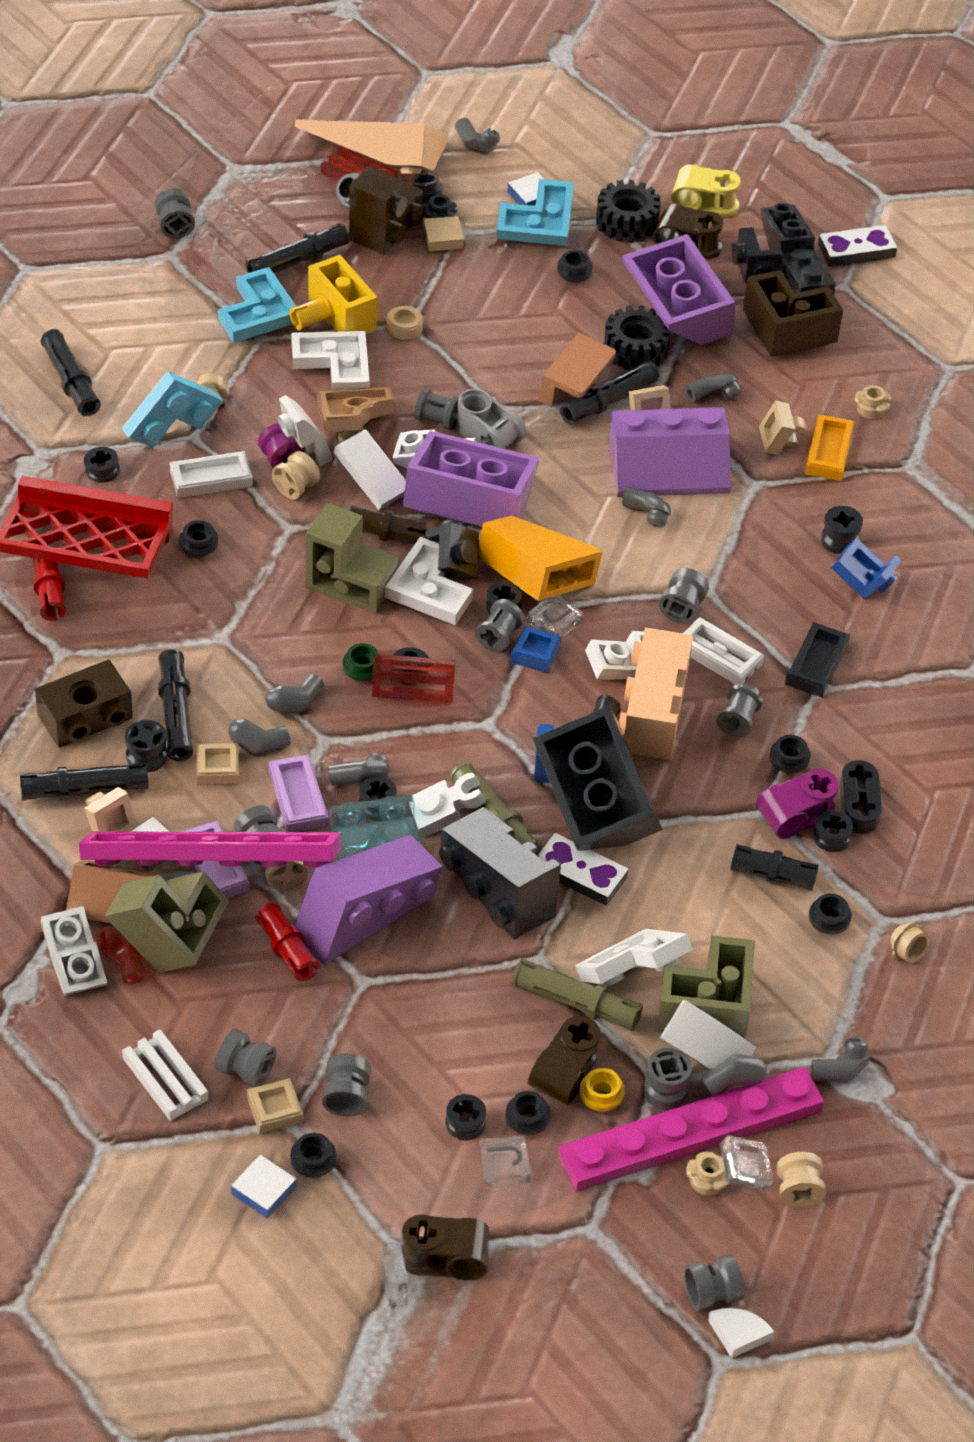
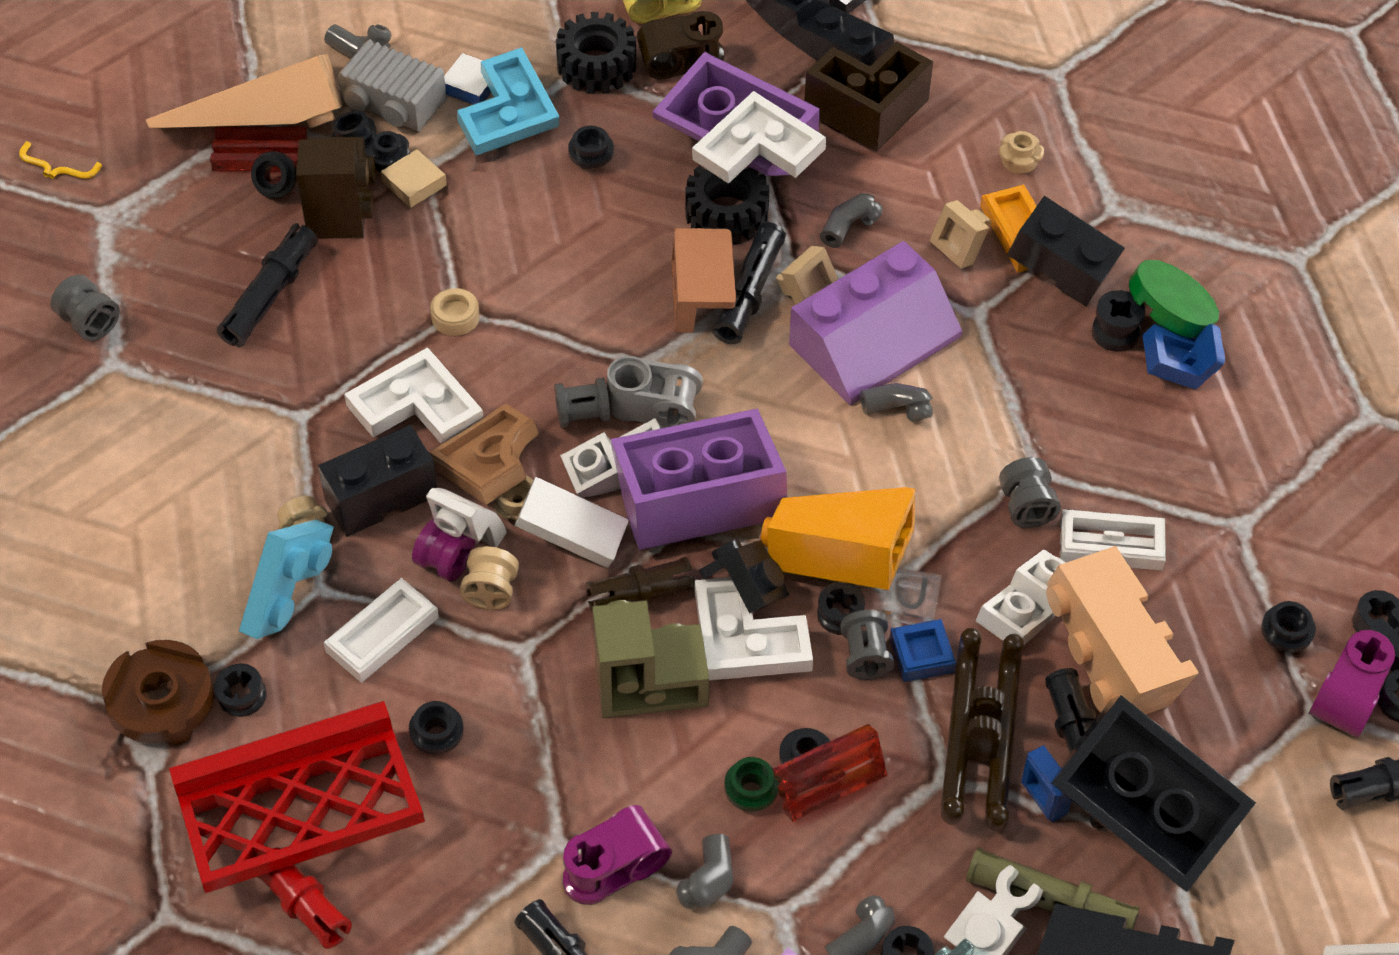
camera: 30 degrees left, 5 degrees up
(57, 456) = (166, 718): none -> reddish brown plate
(75, 381) = (127, 595): black pin -> none
(219, 130) = (59, 170): none -> yellow piece
(248, 653) = (613, 855): none -> magenta piece
(262, 383) = (377, 479): none -> black brick
(263, 310) = (285, 377): medium azure plate -> none
(338, 298) = (369, 322): yellow brick -> none
(472, 171) = (392, 86): none -> light grey brick
(530, 707) = (982, 729): none -> dark brown piece
(585, 870) = (1202, 913): tile -> none
(671, 292) = (755, 130): none -> white plate
(737, 715) = (1199, 603): dark grey bush -> none
(750, 257) = (770, 46): black bracket -> none
(817, 659) = (1216, 491): black tile -> none
(836, 466) = (1065, 250): none -> black brick
(889, 531) = (1174, 296): none -> green tile

